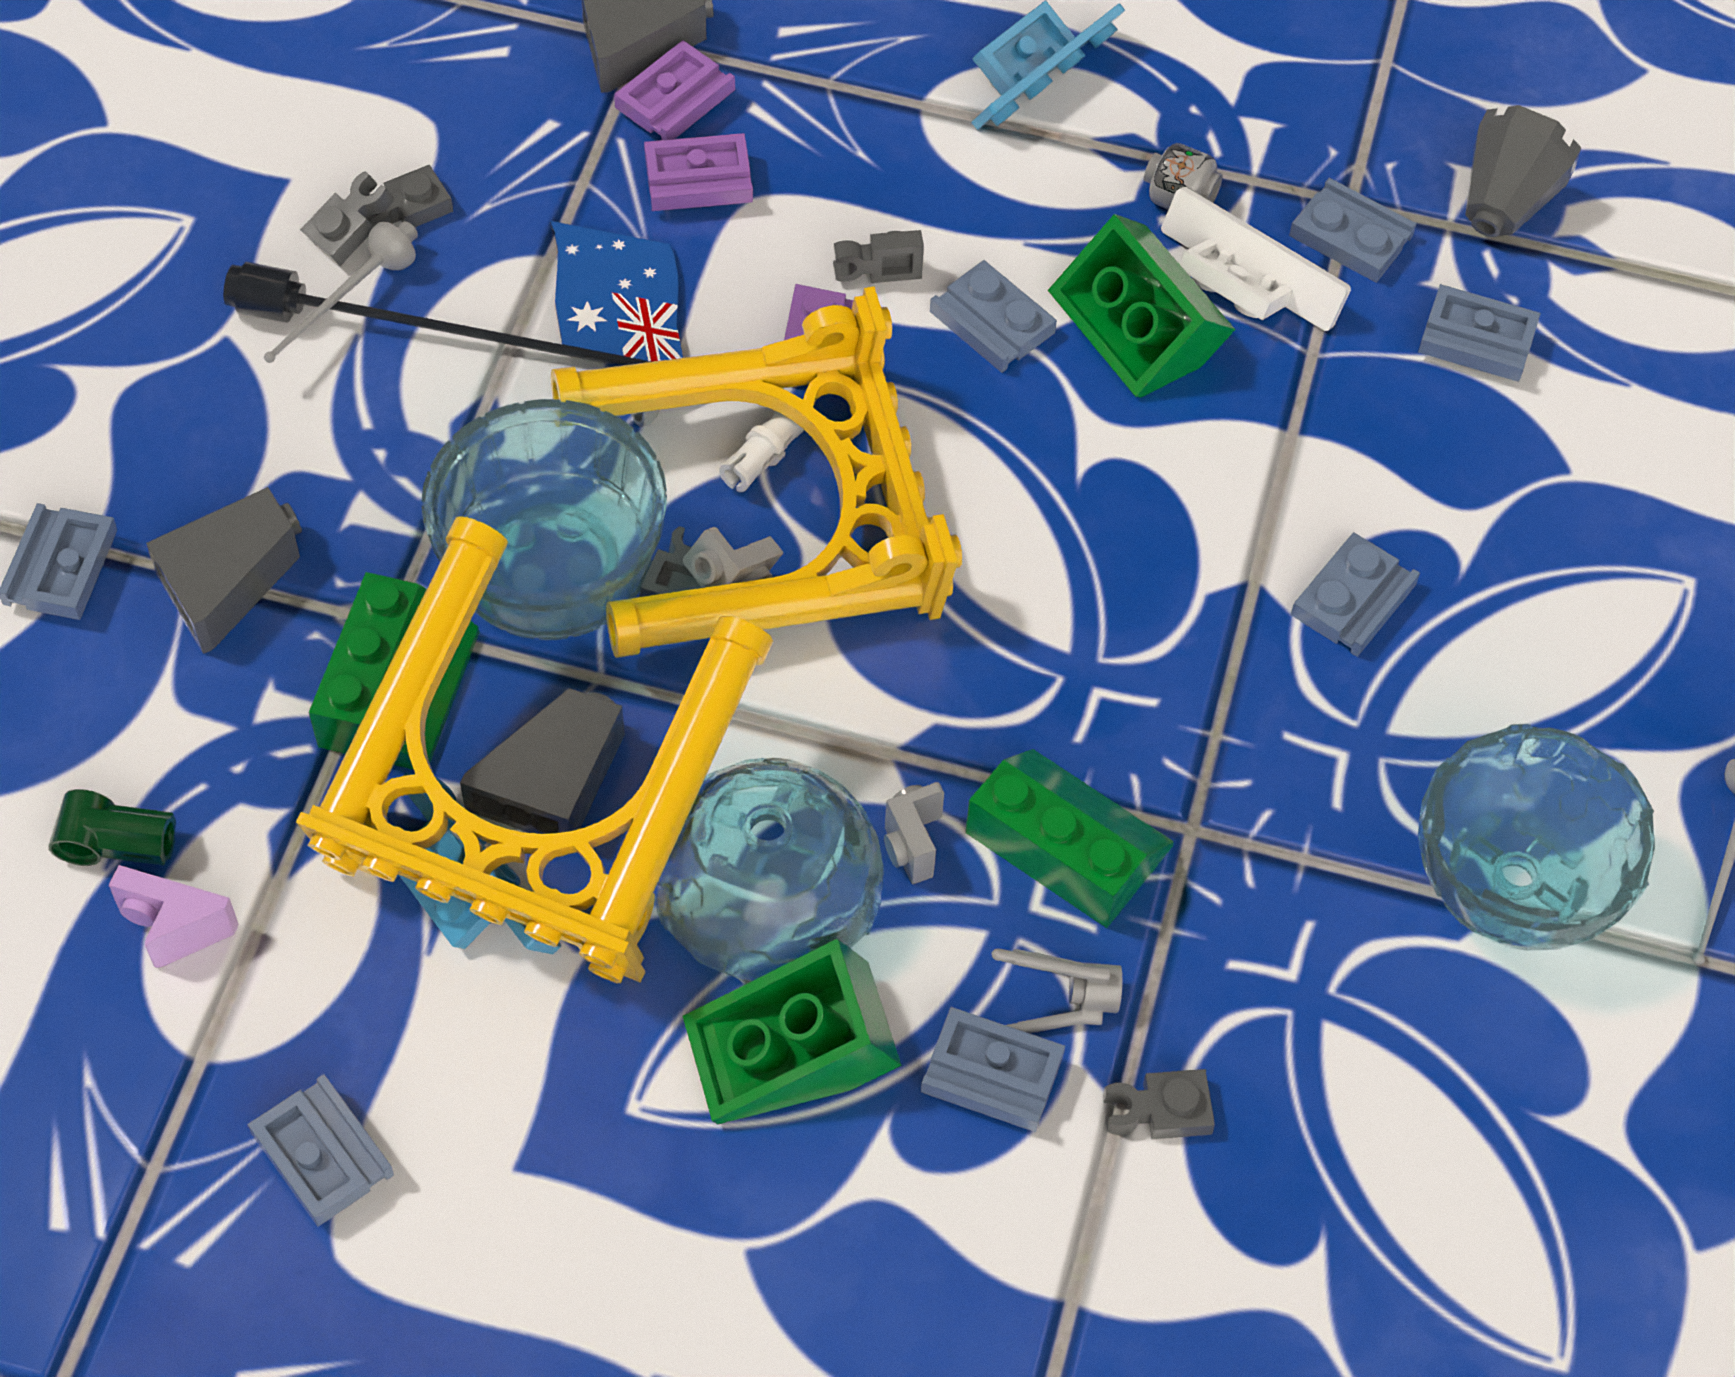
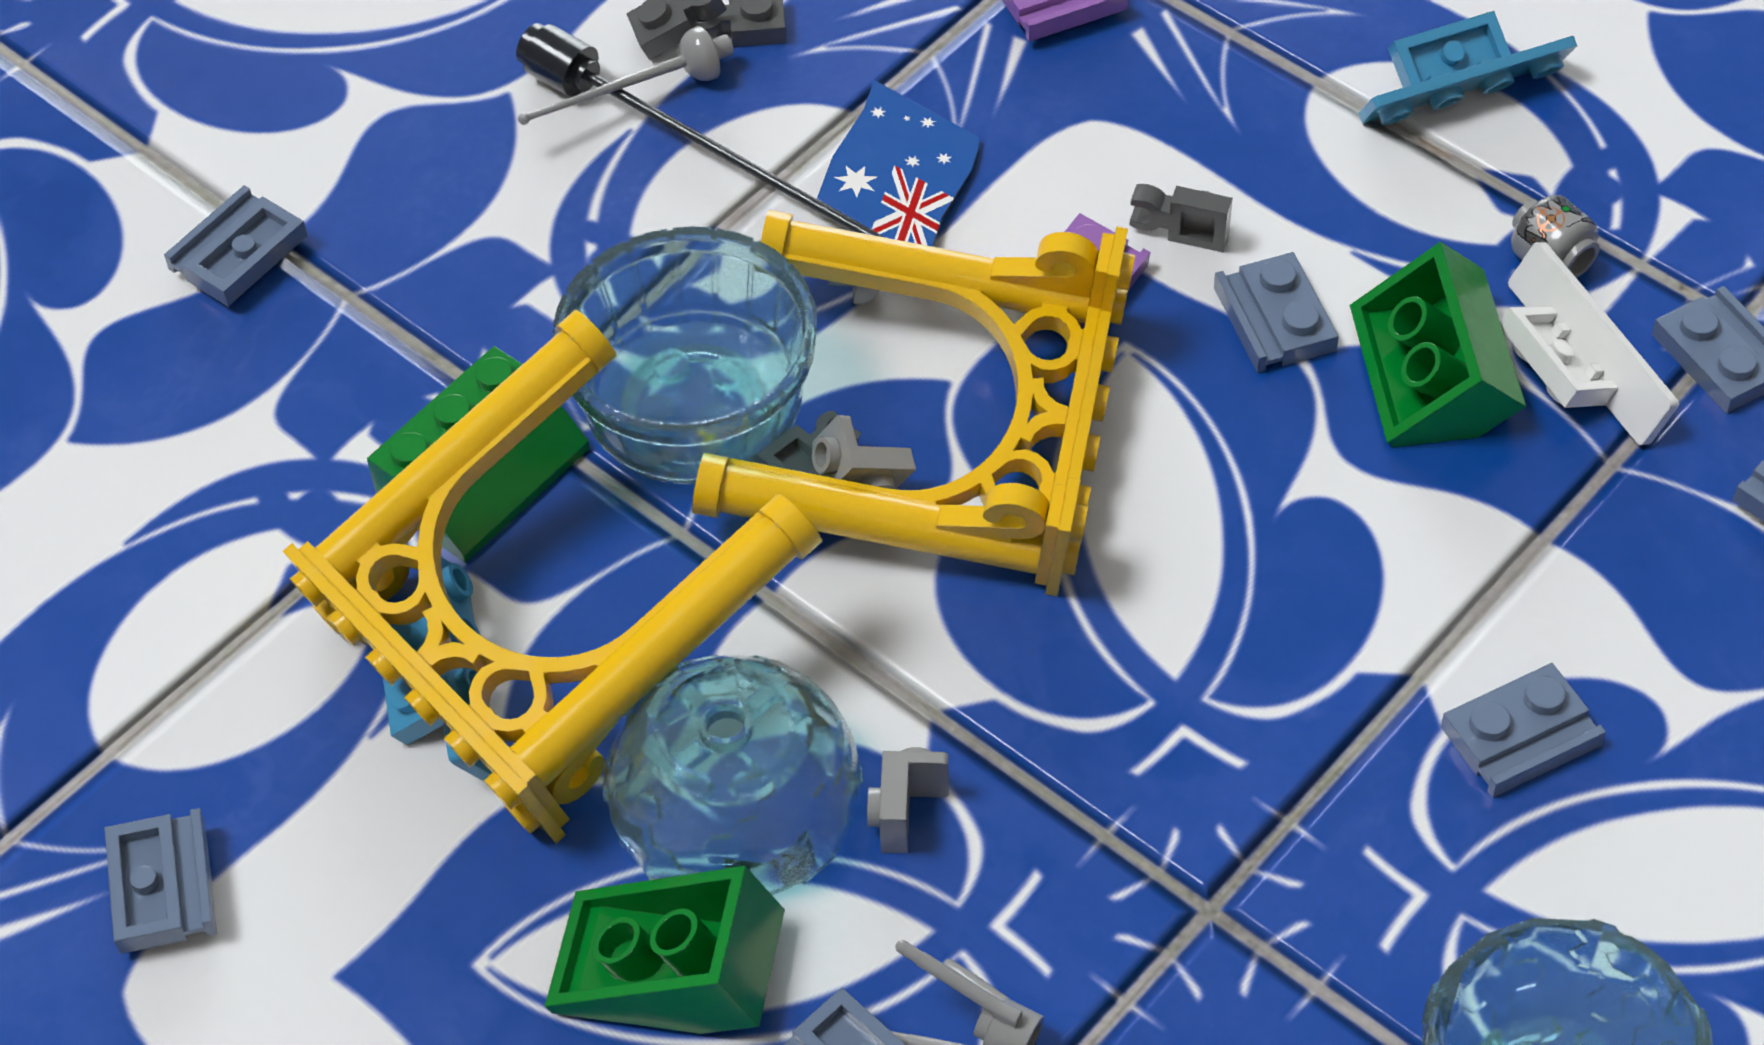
camera: 30 degrees right, 5 degrees down
(95, 828) = (132, 501): dark green piece -> none
(180, 915) = (151, 608): lavender slope -> none
(226, 563) = (383, 298): dark grey slope -> none
(549, 767) = (576, 592): dark grey slope -> none
(698, 172) = (1043, 76): medium lavender plate -> none
(762, 449) = (959, 363): white pin -> none
(1065, 834) = (1064, 859): green slope -> none

